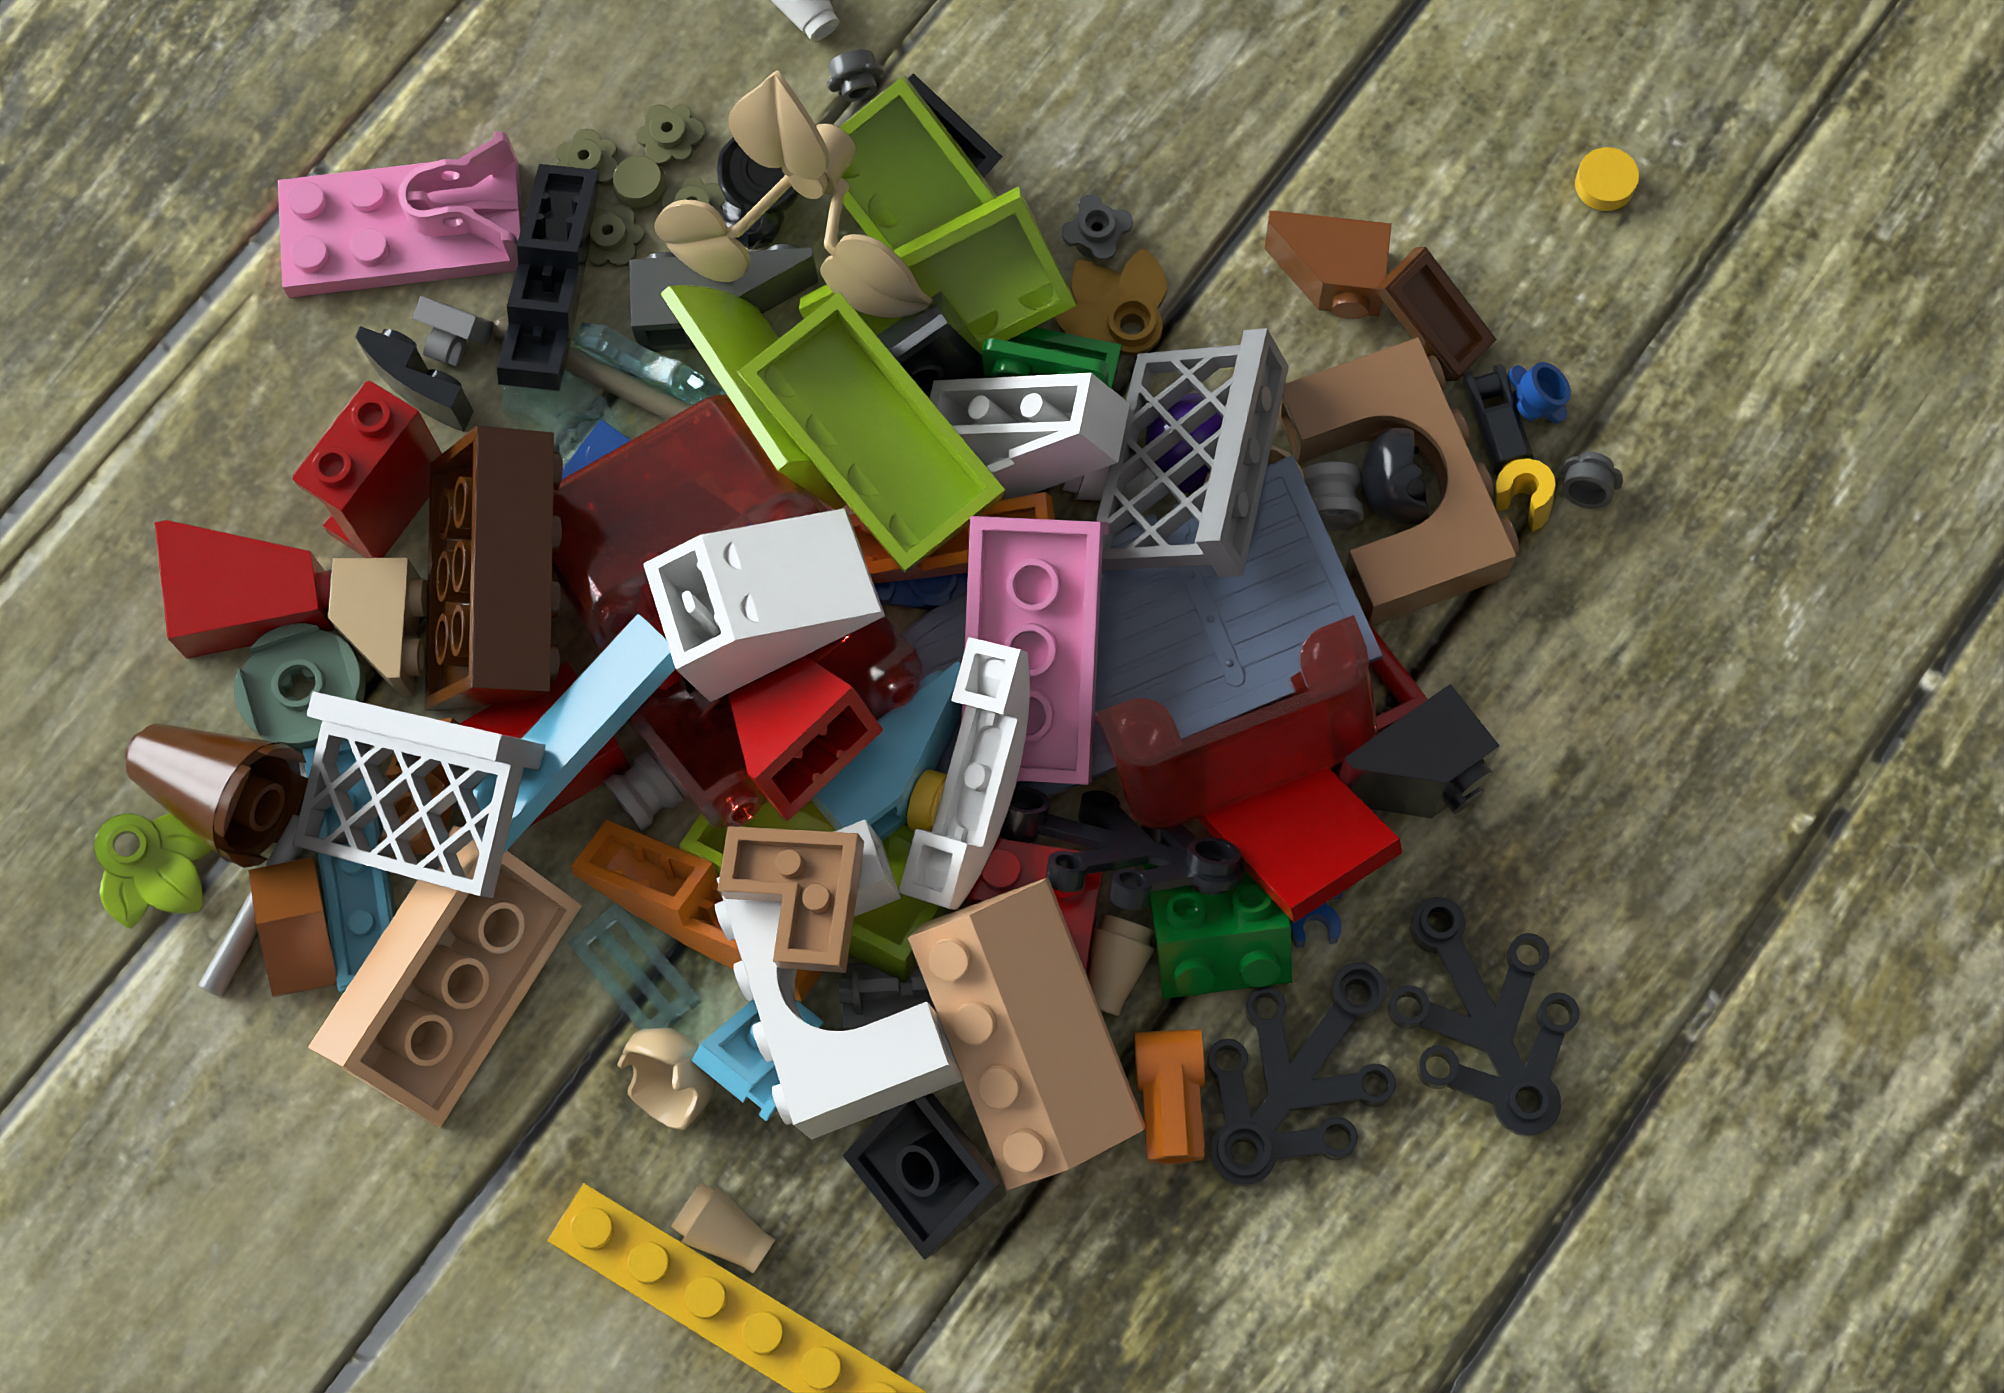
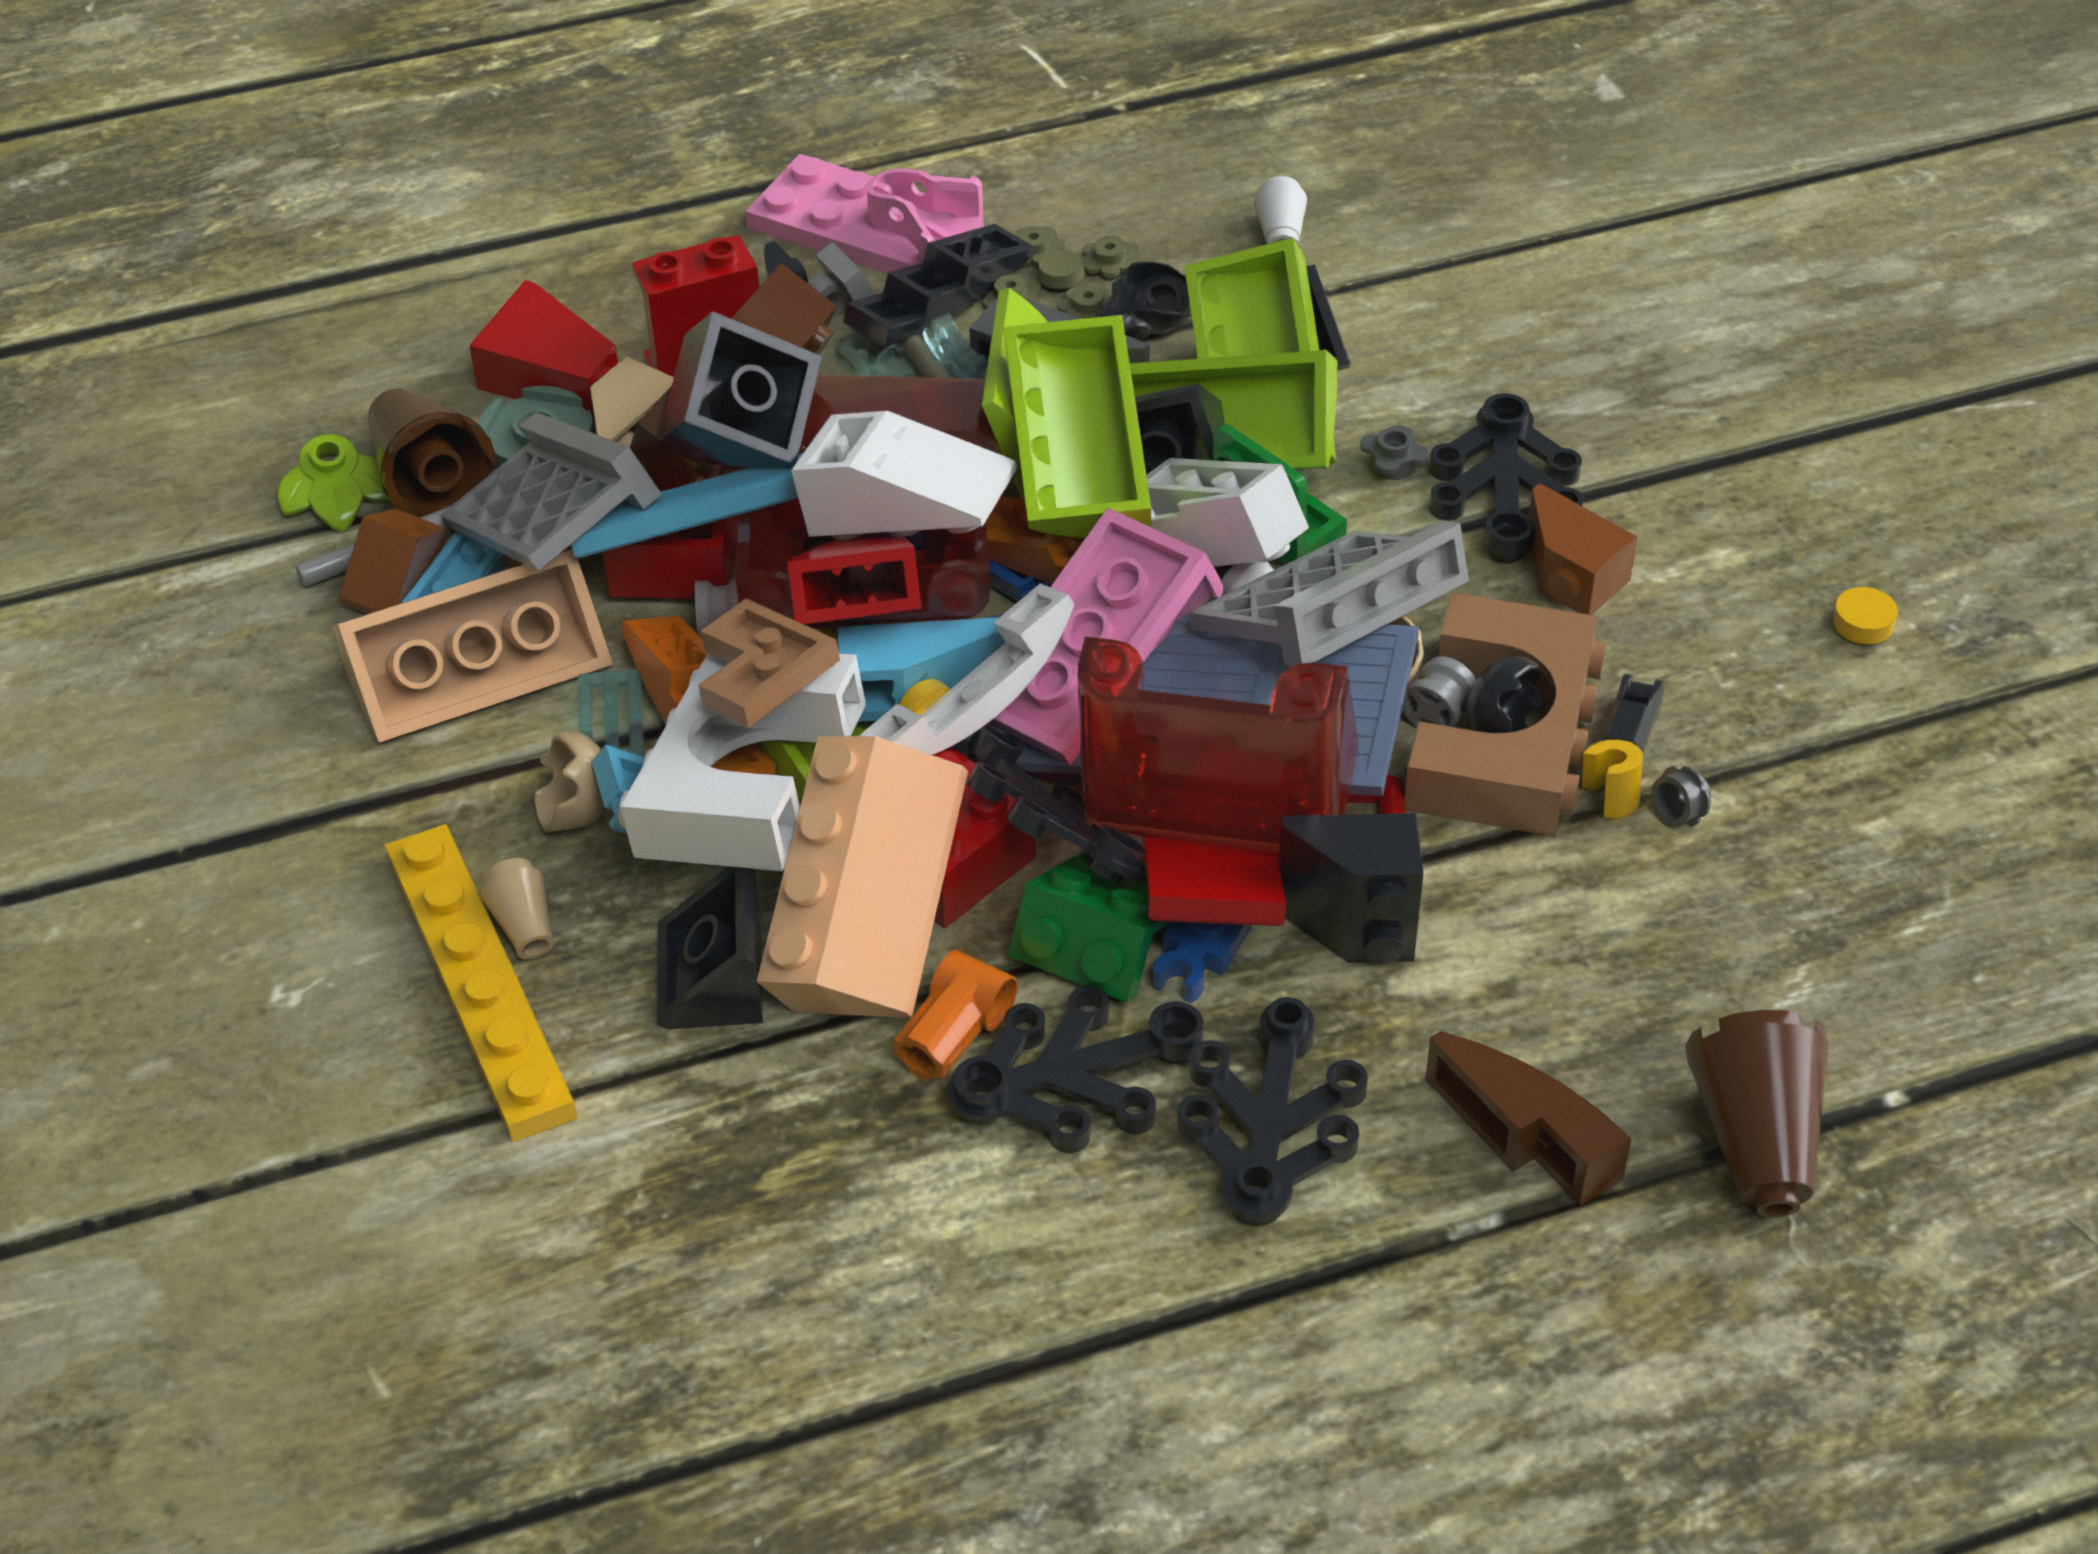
camera: 30 degrees right, 25 degrees down
(558, 611) = (739, 396): none -> black slope
(776, 134) = (1149, 193): tan plant -> none
(1113, 299) = (1370, 503): pearl gold plate -> none
(1117, 960) = (985, 906): tan cone -> none
(1209, 192) = (1505, 424): none -> black plant
(1435, 312) = (1630, 617): reddish brown tile -> none
(1540, 392) = (1684, 717): blue plate -> none
(1689, 895) = (1528, 1116): none -> reddish brown slope
(1868, 778) = (1764, 1103): none -> reddish brown cone

